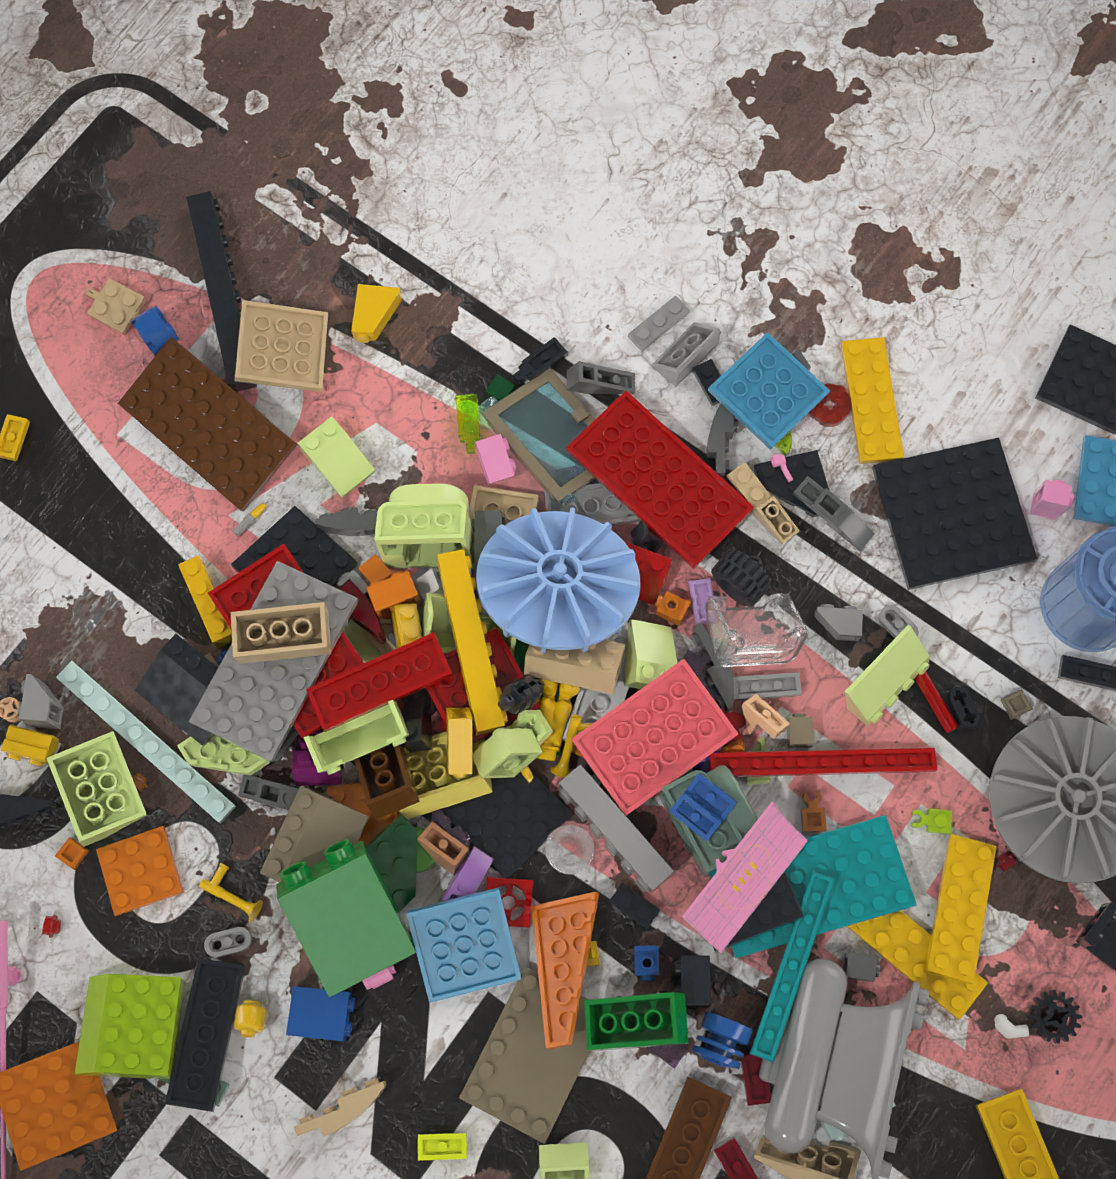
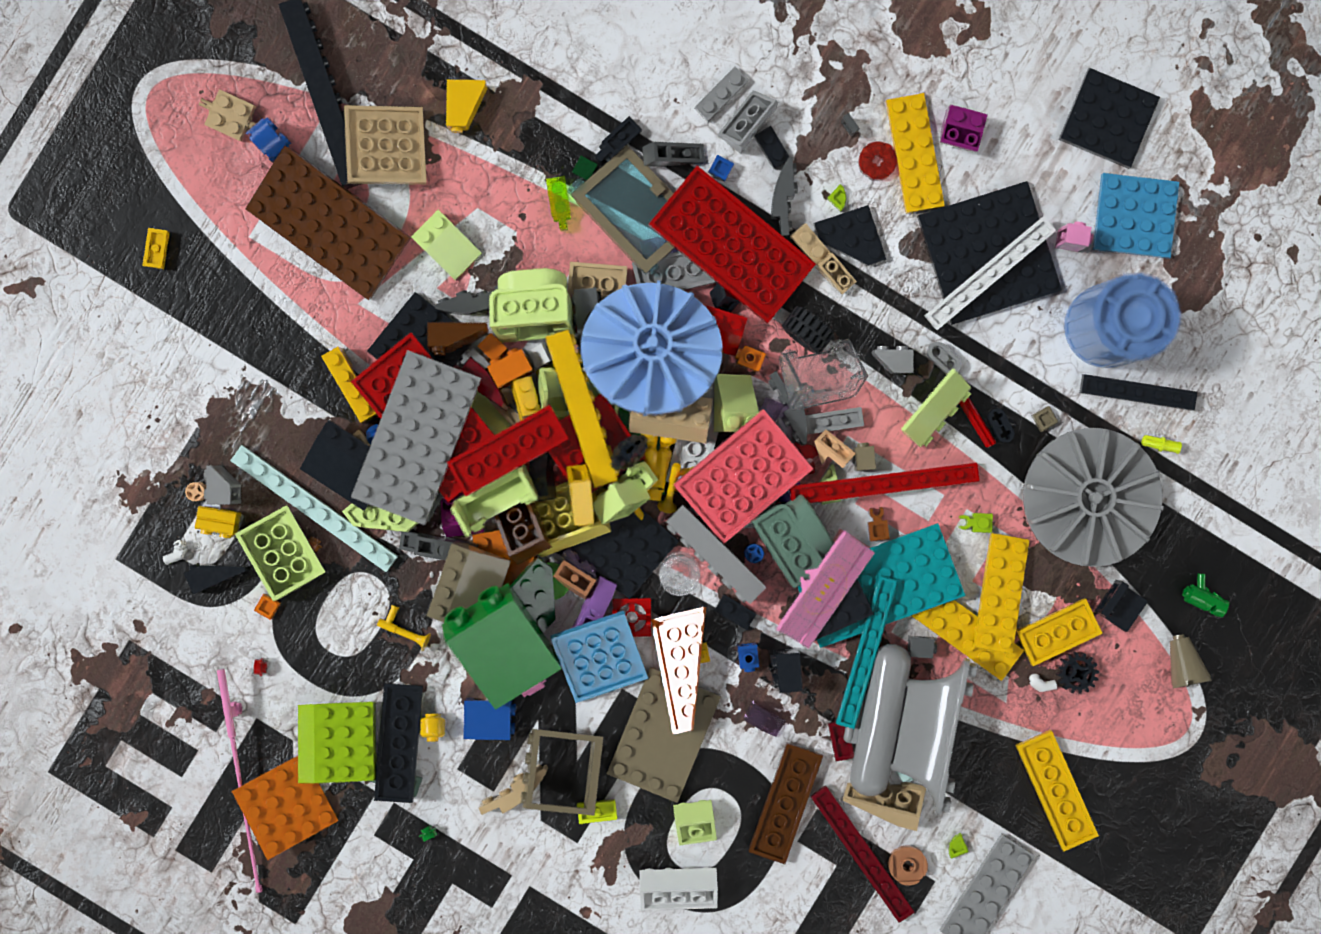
camera: 10 degrees left, 15 degrees up
(139, 871) = (325, 616): orange plate -> none
(227, 1156) = (428, 833): none -> green plate
(229, 942) = (407, 668): light grey plate -> none
(249, 519) = (376, 307): light grey piece -> none
(280, 633) = (419, 418): tan brick -> none
(333, 551) = (449, 337): none -> reddish brown slope
(441, 1097) = (592, 778): none -> dark tan window
(494, 458) = (586, 237): bright pink brick -> none
(636, 1021) = (743, 709): green brick -> none
(653, 399) = (721, 168): none -> blue plate
(664, 832) = (756, 553): none -> blue wheel
(699, 594) = (774, 347): lavender plate -> none
(703, 806) = (787, 535): blue slope -> none
(722, 1040) = (812, 715): blue wheel -> none
(736, 746) = (811, 477): orange tile -> none
(768, 390) = (823, 155): dark azure plate -> none
(779, 460) = (836, 219): bright pink hand -> none
(834, 512) = (885, 263): dark grey slope -> none
(927, 374) = (963, 128): none -> magenta slope
(953, 532) = (990, 273): none -> white plate
(1006, 861) = (1038, 551): dark red plate -> none
(1031, 963) = (1058, 632): none -> yellow plate

